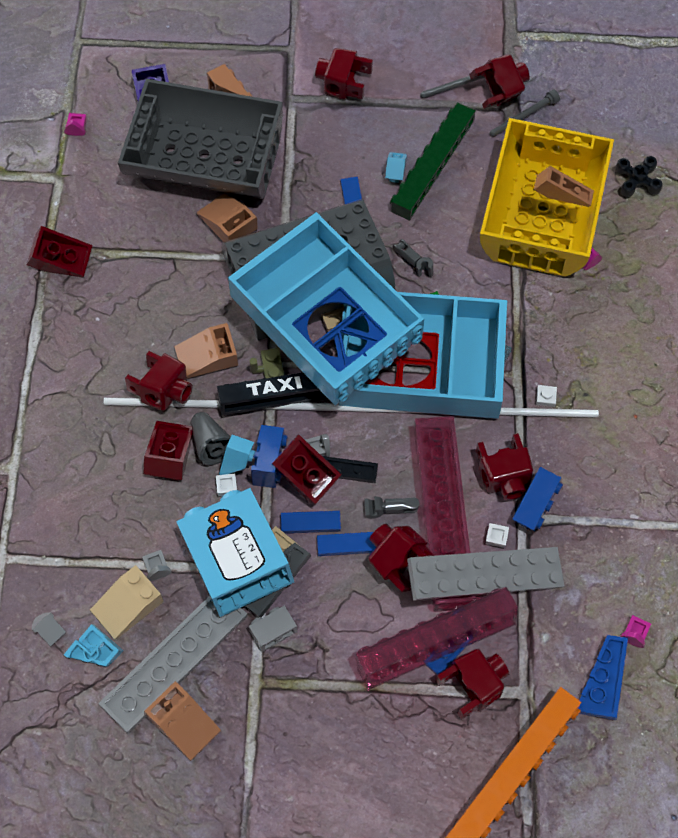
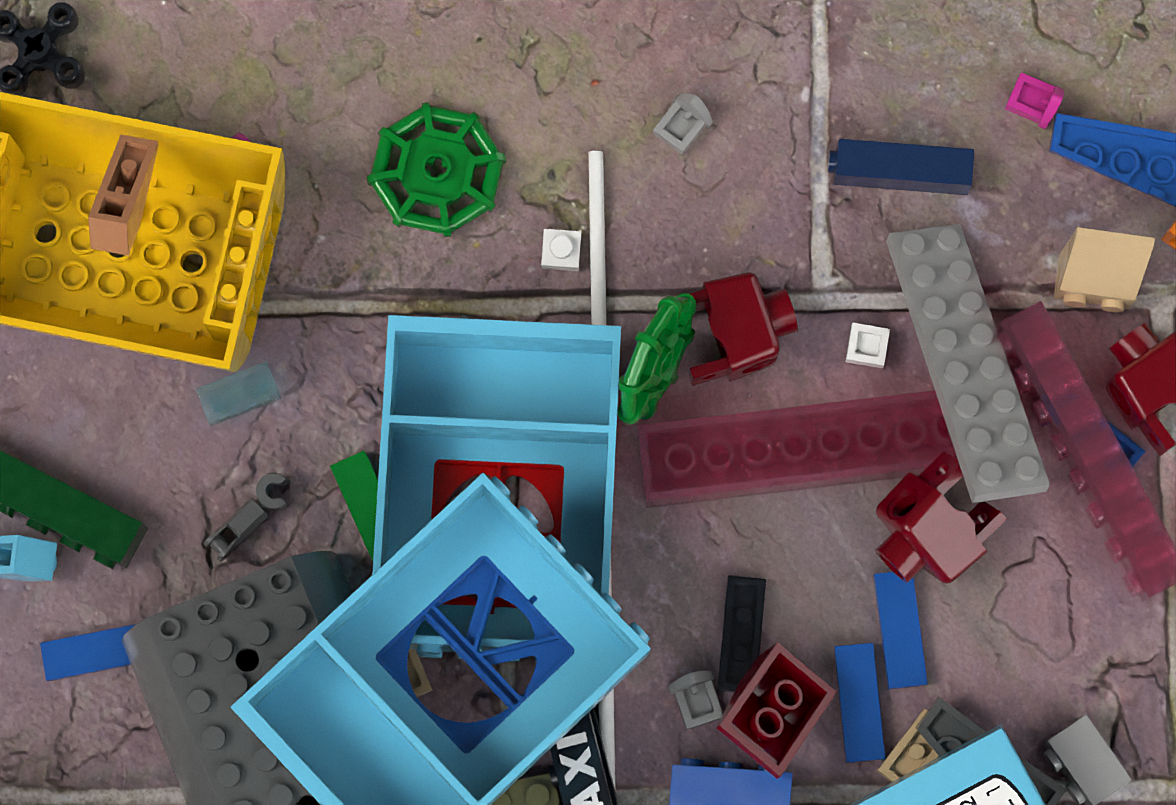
camera: 90 degrees left, 15 degrees up
(376, 507) = (821, 575): dark grey piece -> none
(472, 254) = (238, 393): none -> clear light blue plate
(487, 422) = (656, 358): none -> green plate
(537, 650) = (1102, 269): none -> tan slope
(538, 499) = (795, 265): blue wedge -> none
(579, 348) = (445, 188): none -> green plate
(594, 558) = (902, 166): none -> dark blue brick
(614, 454) = (683, 122): none -> light grey tile

